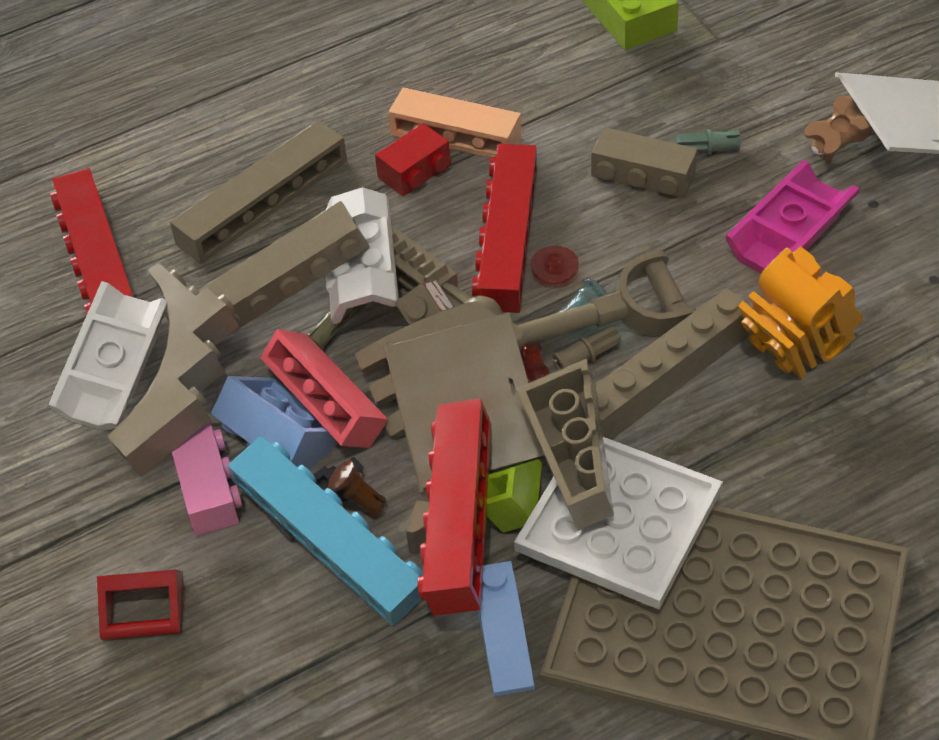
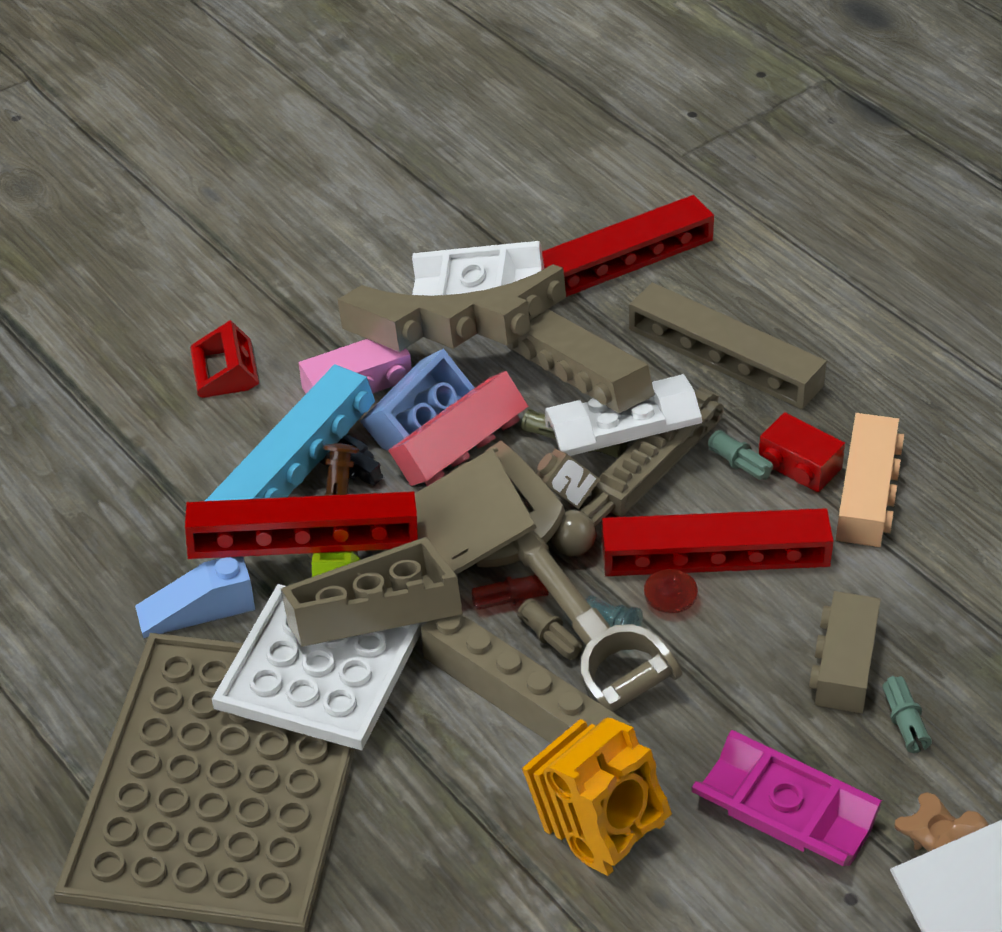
camera: 80 degrees right, 5 degrees down
(410, 196) = (740, 455): none -> sand green axle

